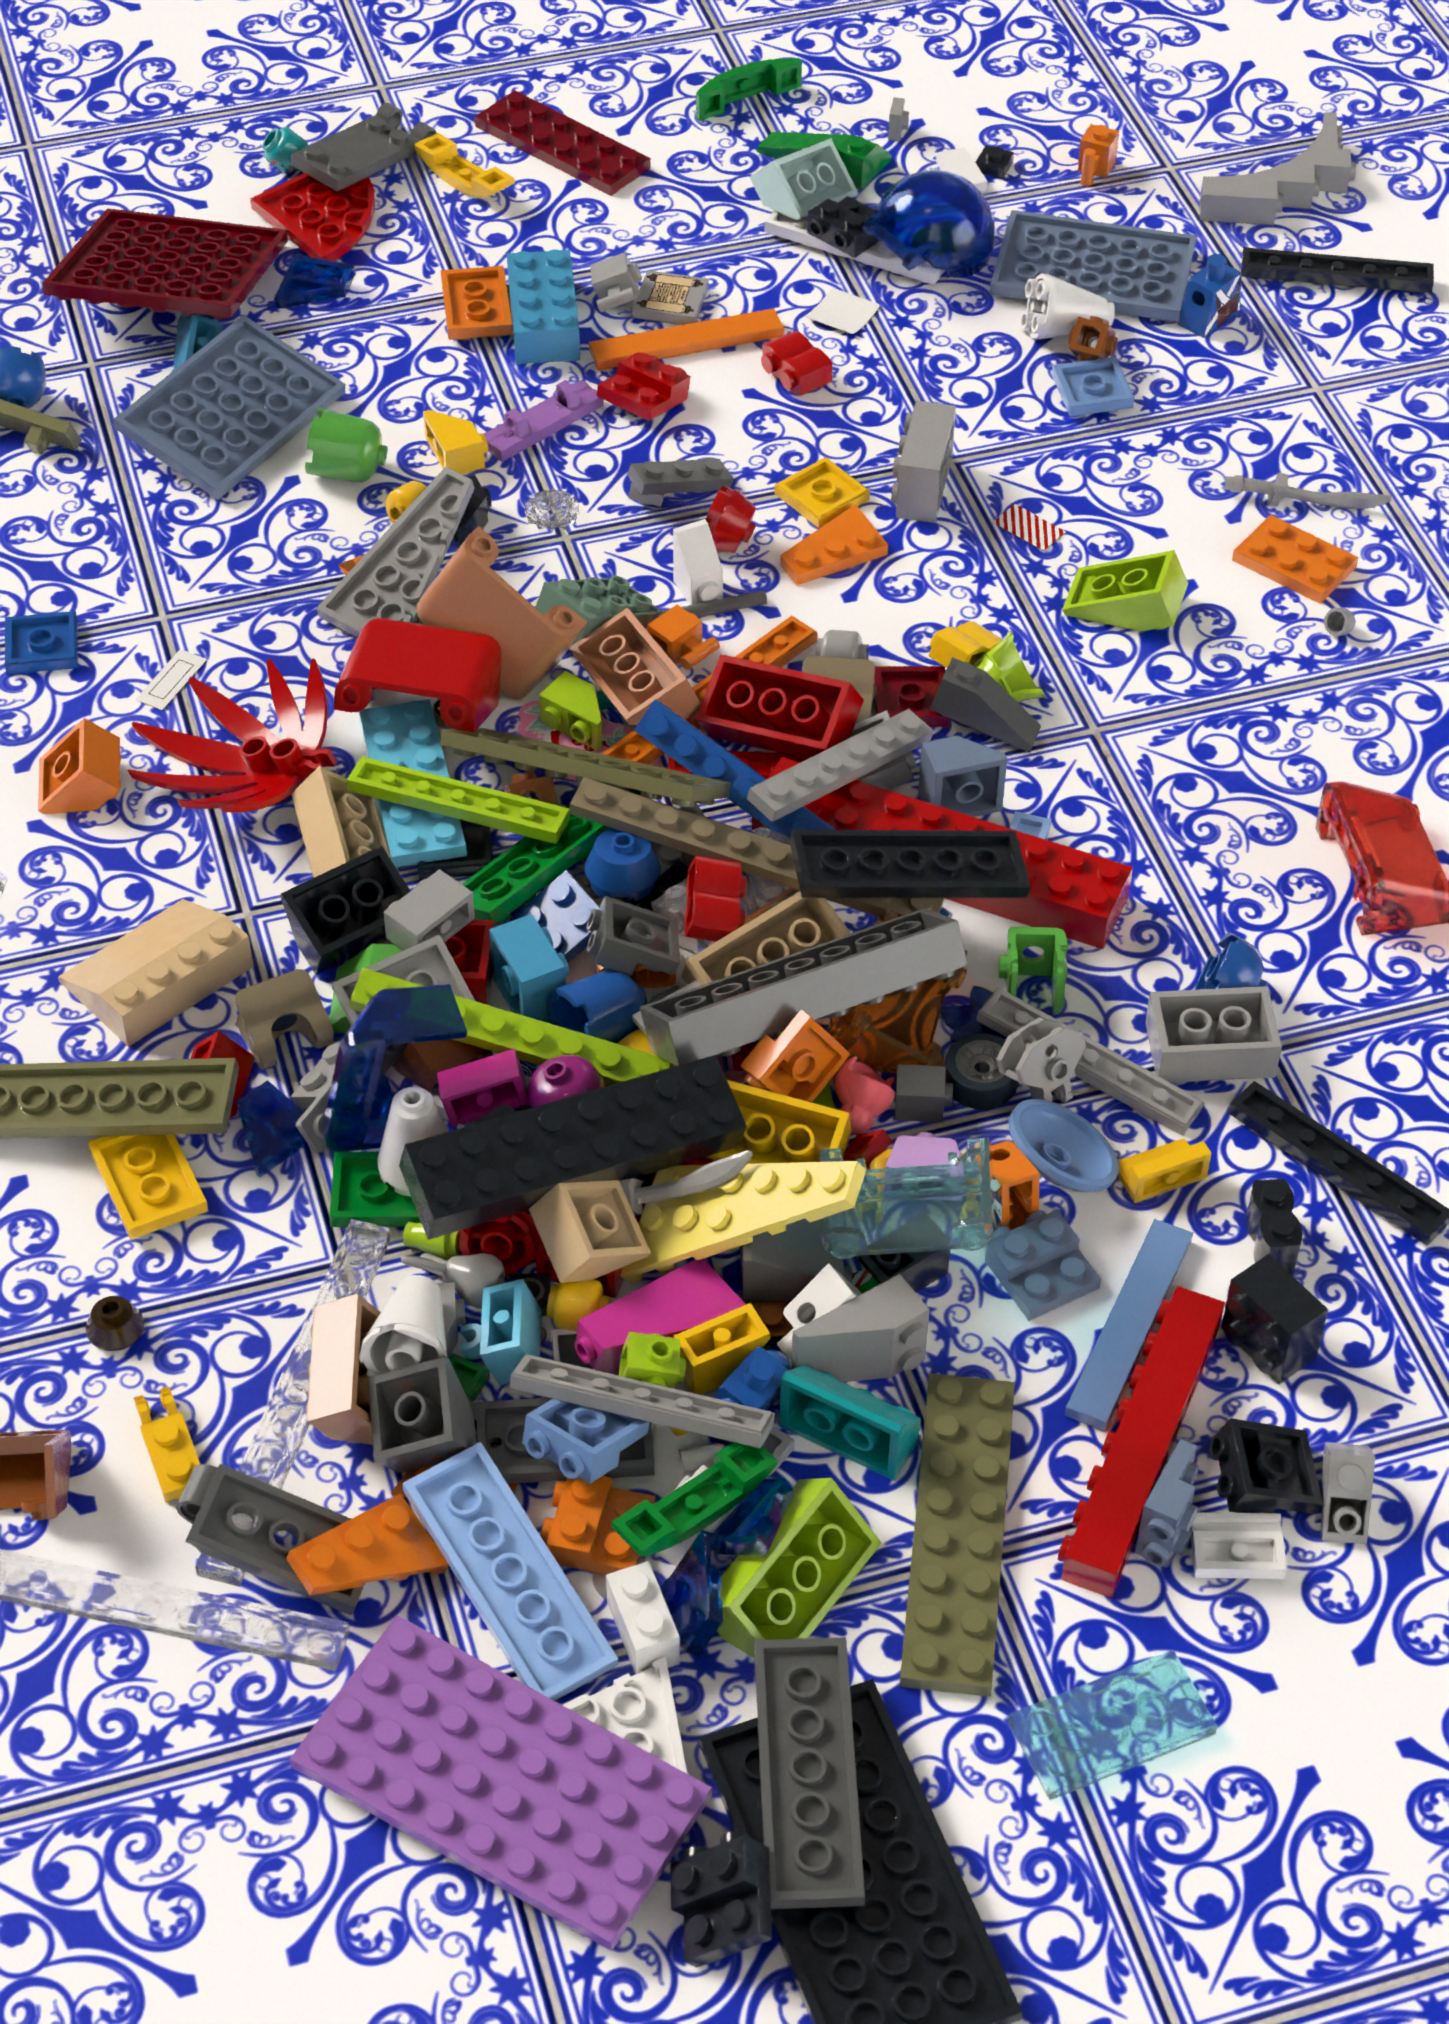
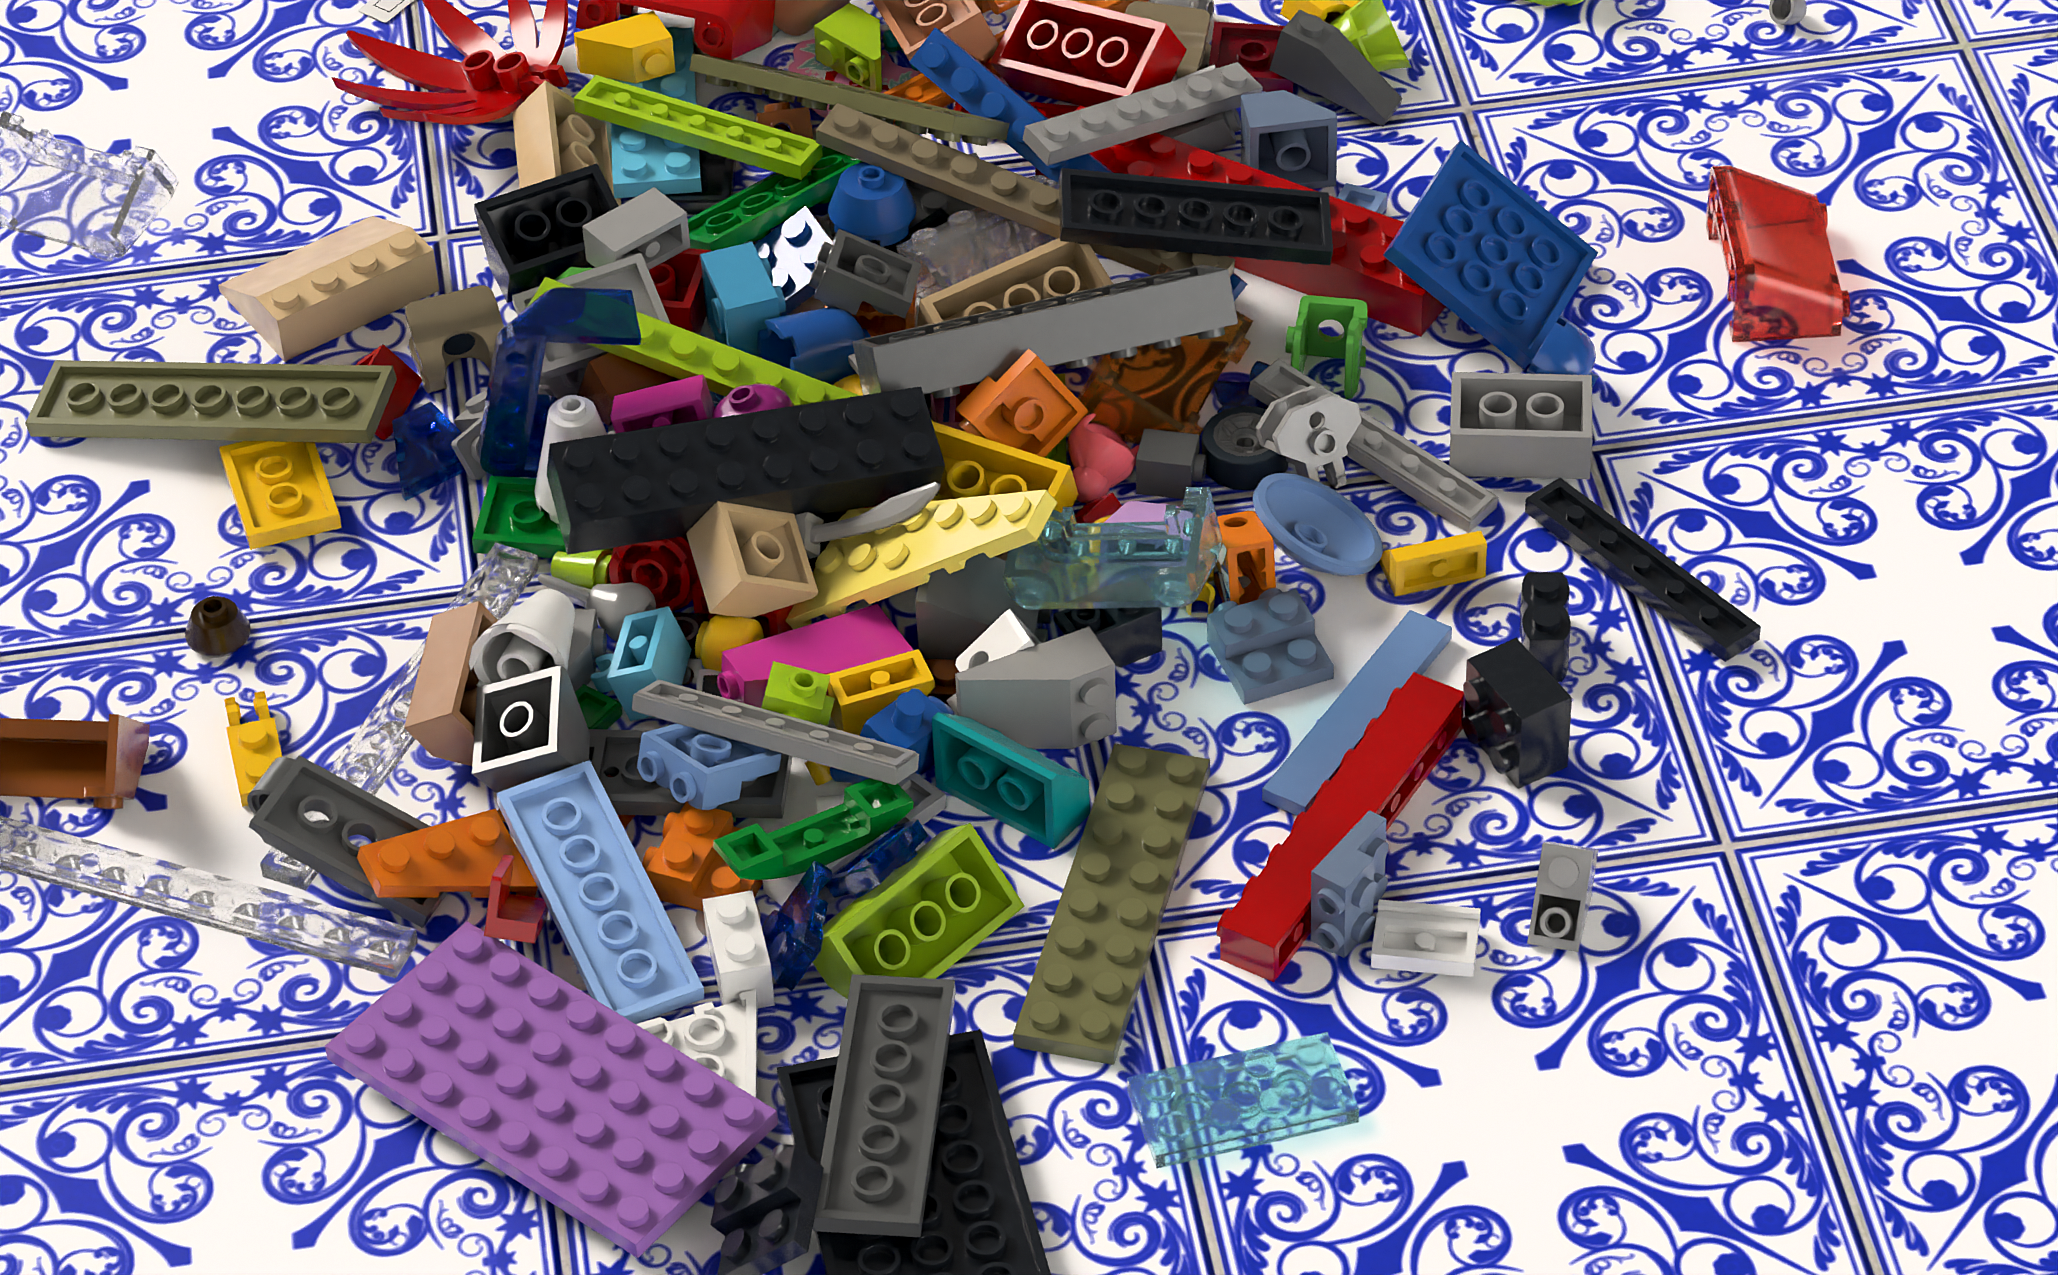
camera: 10 degrees right, 5 degrees down
(80, 770) = (280, 76): orange slope -> none
(383, 728) = (626, 49): none -> yellow slope
(437, 1599) = (509, 914): none -> red panel
(713, 898) = (964, 239): red brick -> none
(1157, 875) = (1491, 254): none -> blue plate
(1265, 1468) = (1474, 862): black plate -> none

